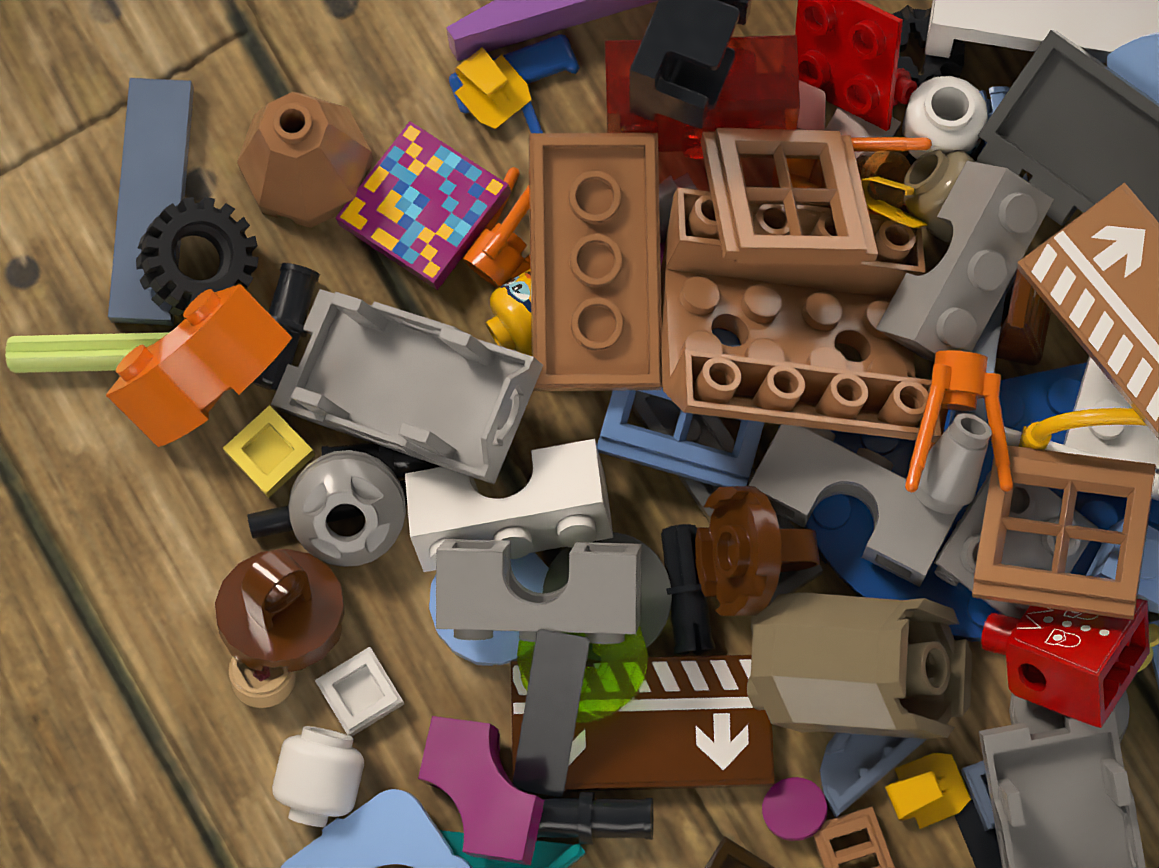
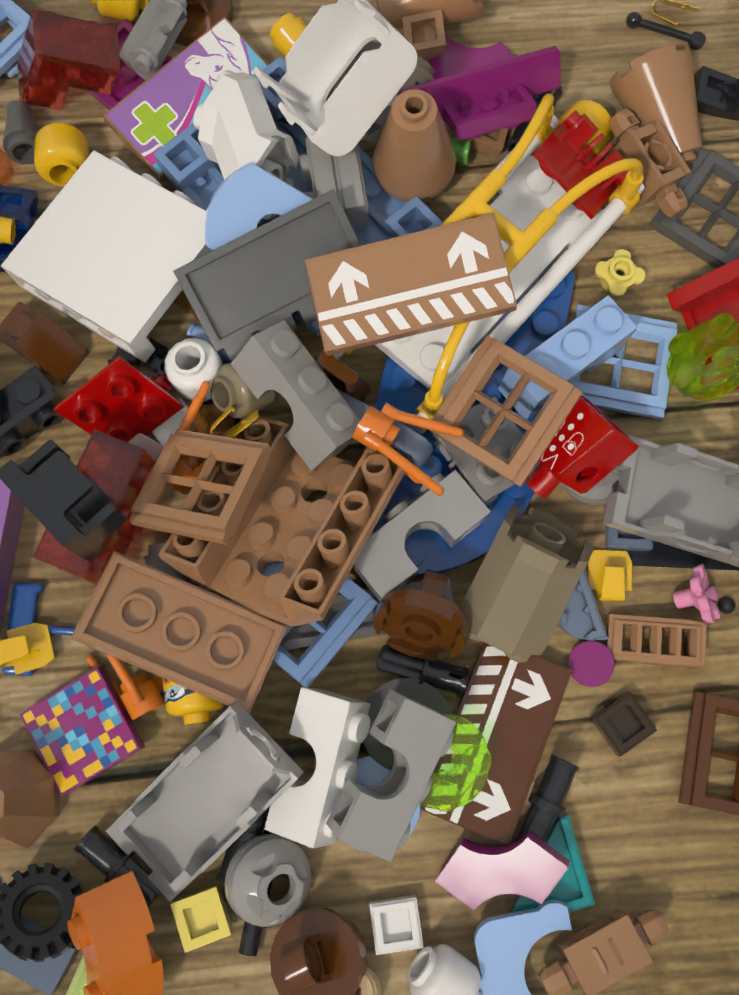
camera: 70 degrees left, 0 degrees up
(550, 712) = (475, 801): black sticker -> none
(954, 465) = (431, 456): light grey cone -> none

